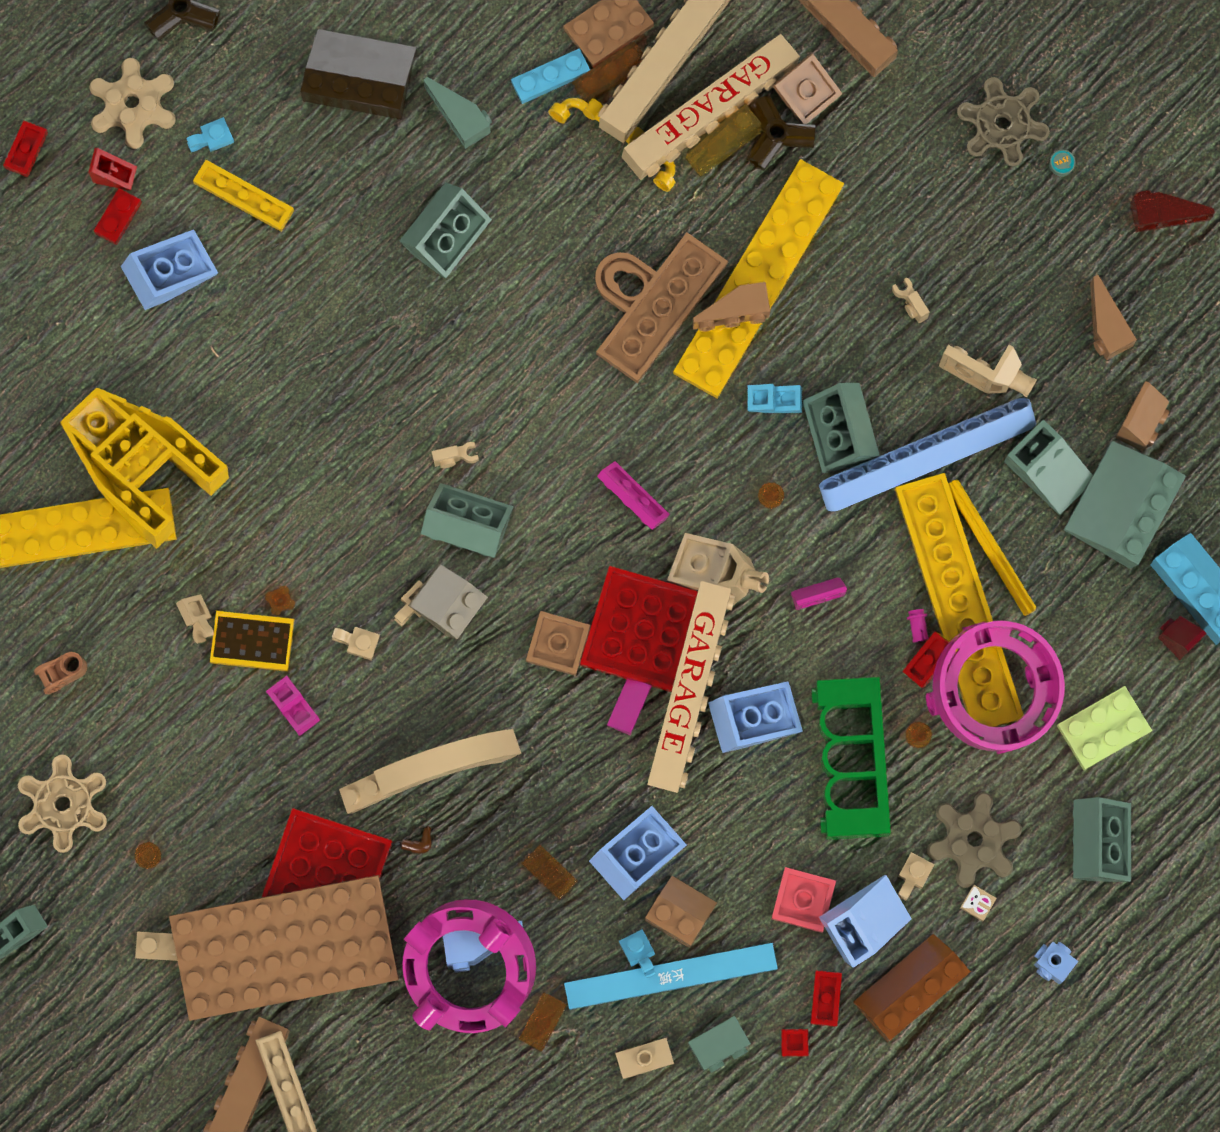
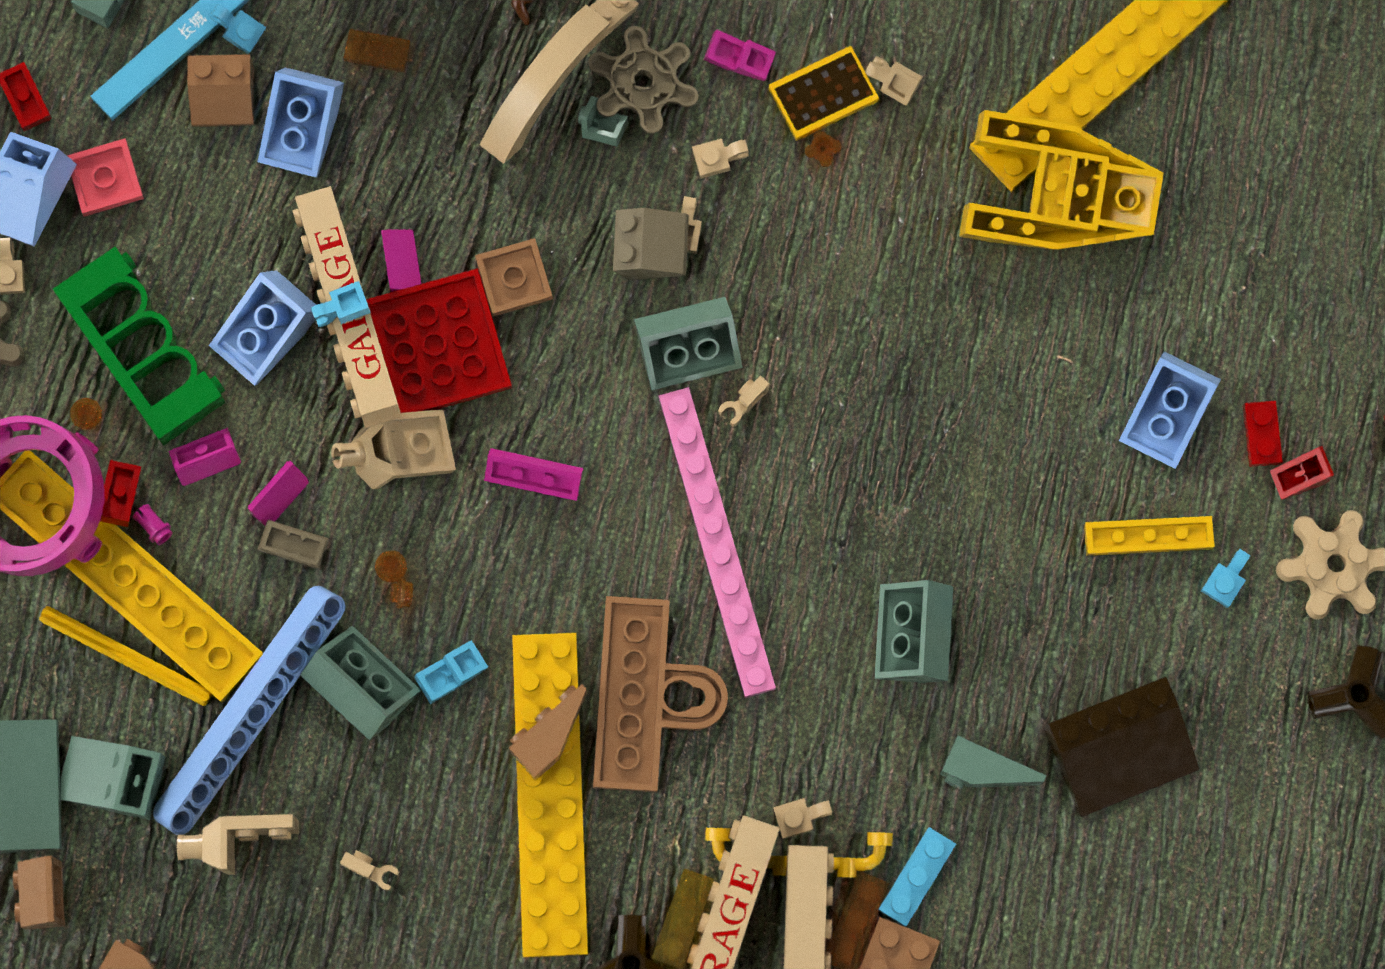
camera: 145 degrees right, 0 degrees up
(361, 714) = (643, 60): none -> dark tan plate
(424, 713) = (600, 128): none -> sand green bracket
(537, 375) = (717, 543): none -> bright pink plate
(604, 162) = (796, 817): none -> tan plate
(691, 677) = (346, 304): none -> medium azure plate
(775, 470) = (401, 593): none -> clear orange plate
(794, 1042) = (31, 39): red tile -> none
(829, 551) = (293, 544): none -> dark tan plate
(853, 654) = (204, 457): none -> dark pink slope

